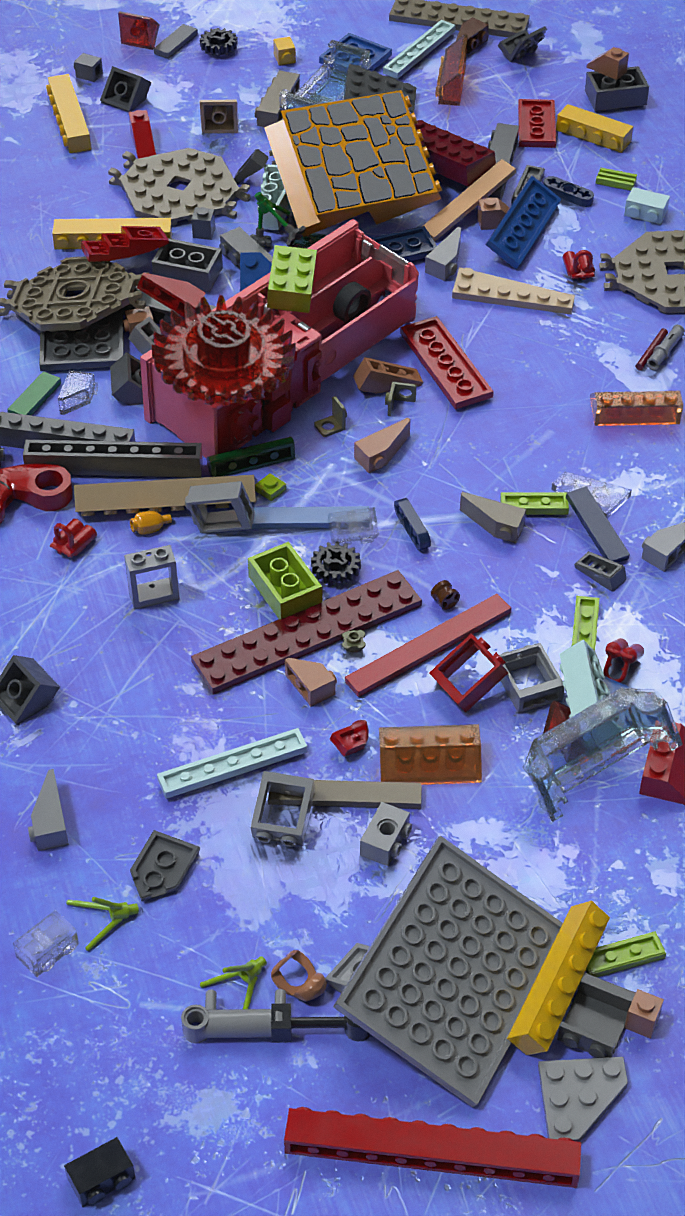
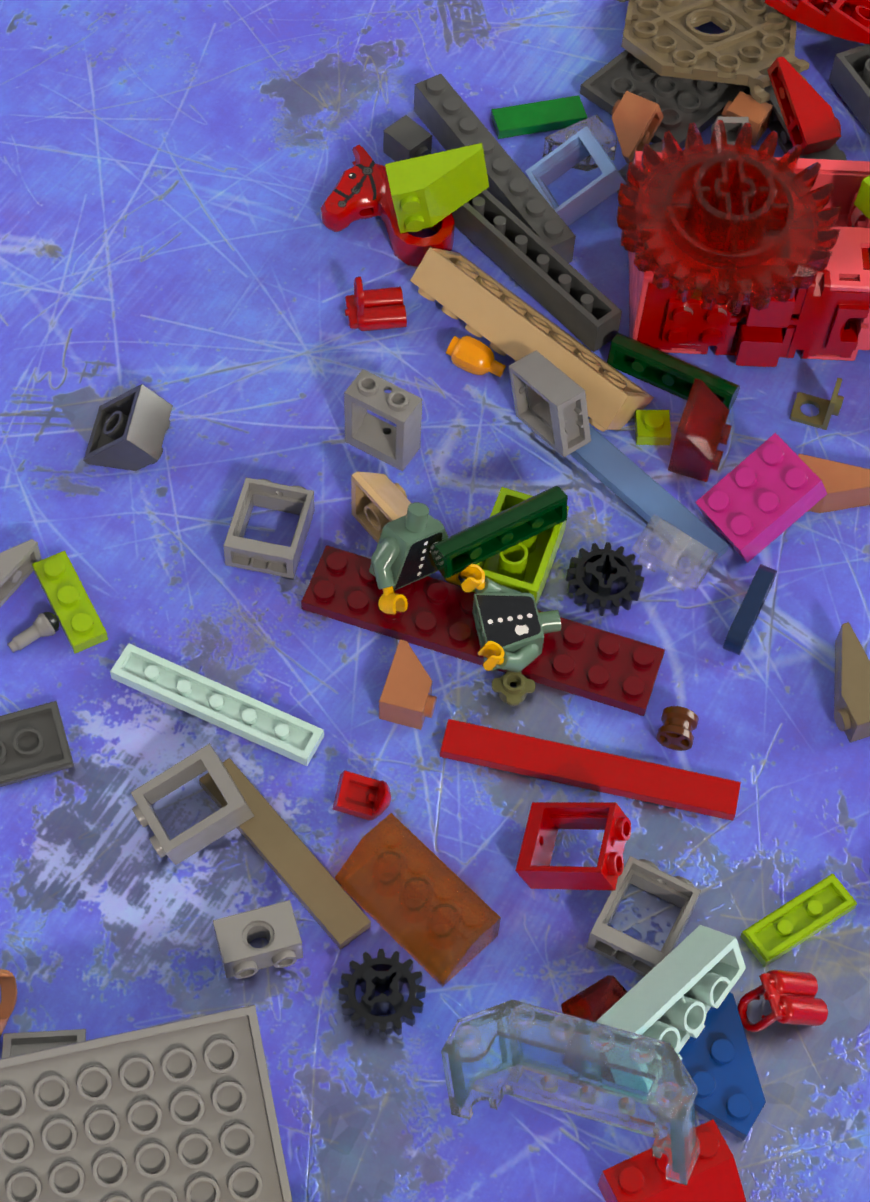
camera: 45 degrees right, 10 degrees up
(43, 454) = (435, 185): none -> lime slope
(93, 360) = (635, 123): none -> nougat slope
(97, 786) = (70, 602): none -> lime plate
(100, 806) = (44, 625): none -> light grey piece
(102, 384) = (562, 160): none -> light blue window
(164, 686) = (261, 555): none -> light grey window
(204, 619) = (376, 501): none -> tan slope
(242, 620) = (406, 556): none -> sand green torso
(276, 573) = (500, 532): none -> dark green brick
(299, 471) = (700, 434): none -> clear red slope
(324, 611) = (507, 622): none -> torso
(363, 471) = (761, 497): none -> dark pink brick
(464, 804) = (382, 1011): none -> black gear

